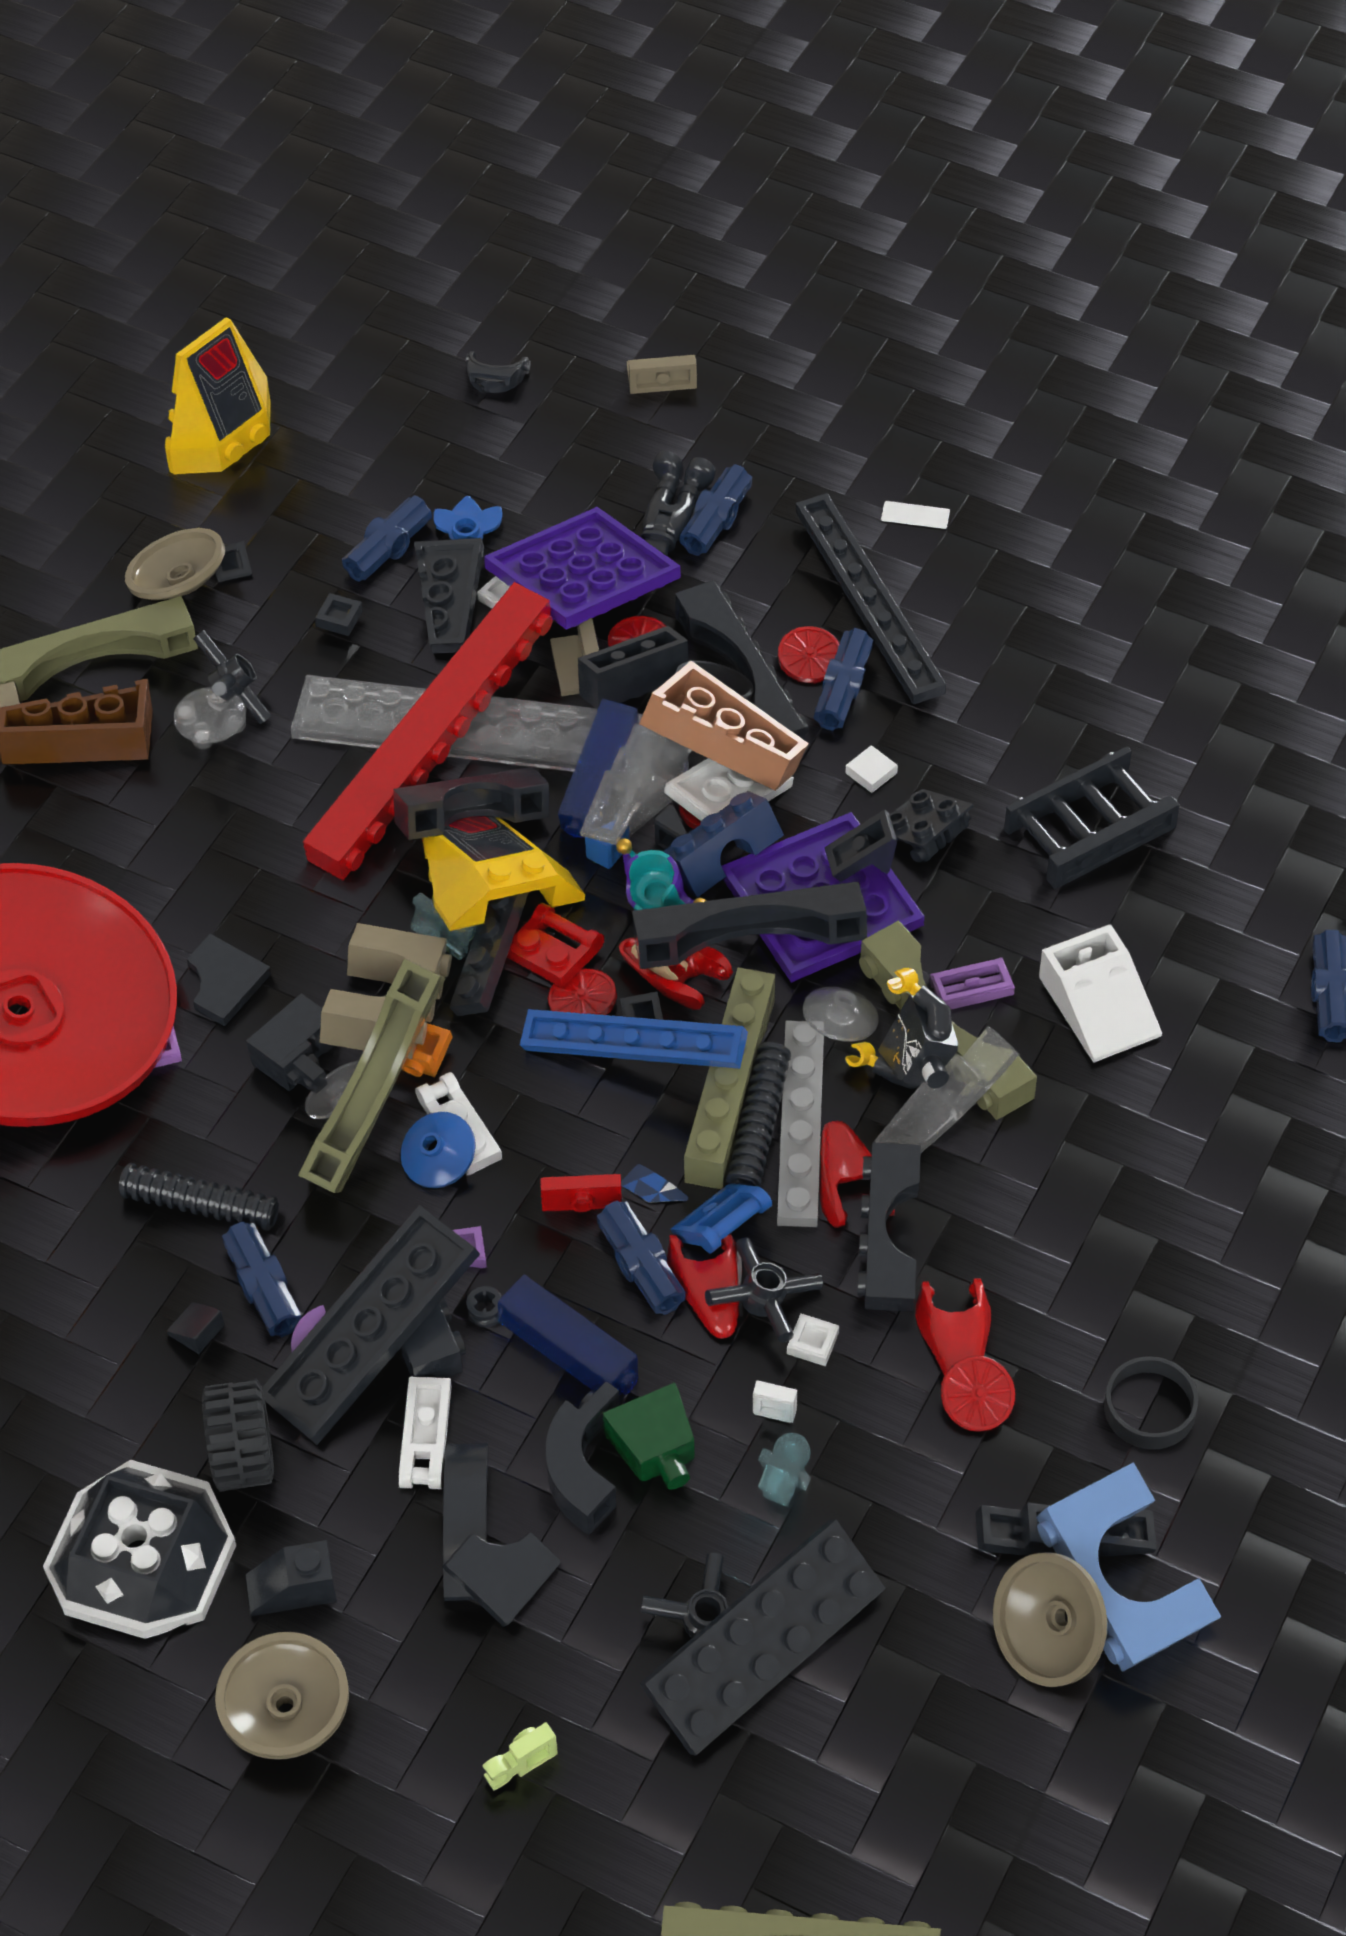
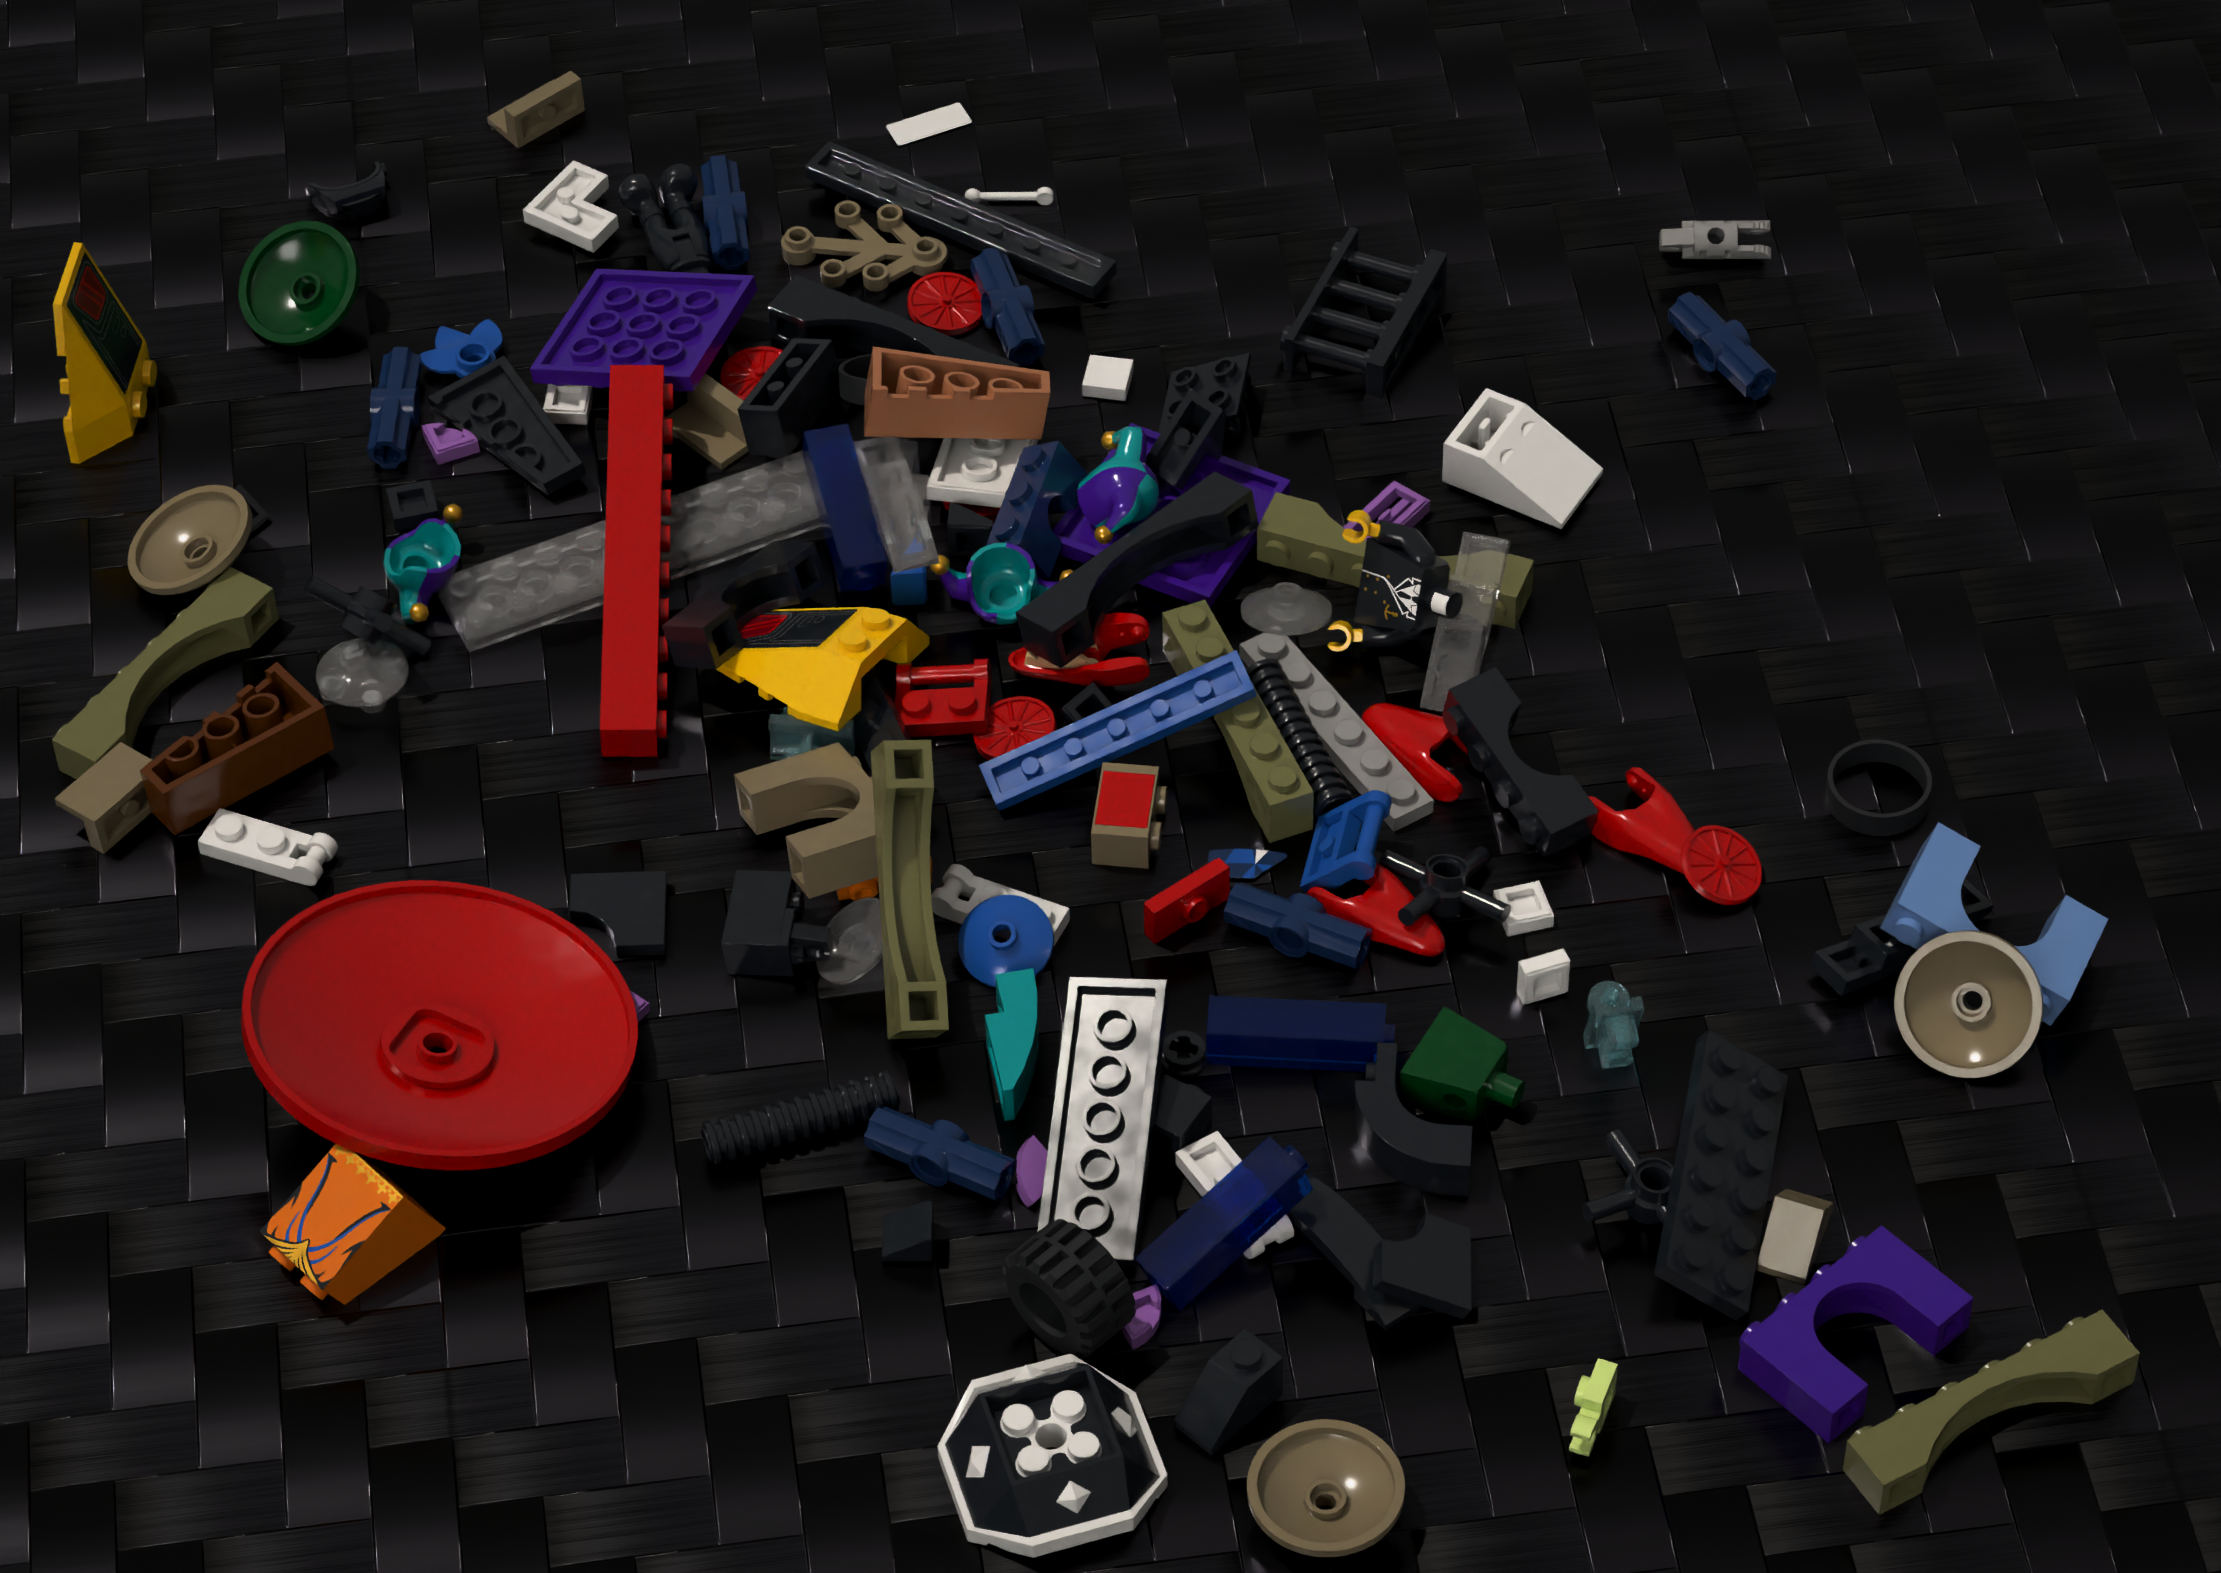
camera: 35 degrees left, 5 degrees down
(49, 804) = (267, 847): none -> white plate
(291, 1481) = (1146, 1317): none -> medium lavender tile
(304, 657) = (423, 563): none -> teal piece
(376, 1224) = (1013, 1038): none -> teal slope
(386, 1451) = (1225, 1222): none -> clear blue brick
(395, 418) = (285, 272): none -> dark green dish
(403, 581) = (449, 443): none -> medium lavender tile
(596, 1104) = (1126, 815): none -> brick
(616, 452) = (568, 209): none -> white plate
(785, 1713) = (1793, 1235): none -> dark tan slope
(789, 858) = (1121, 487): none -> piece
(802, 1785) = (1874, 1278): none -> dark purple arch
(821, 609) = (915, 253): none -> dark tan plant
(944, 608) = (1043, 196): none -> white hinge

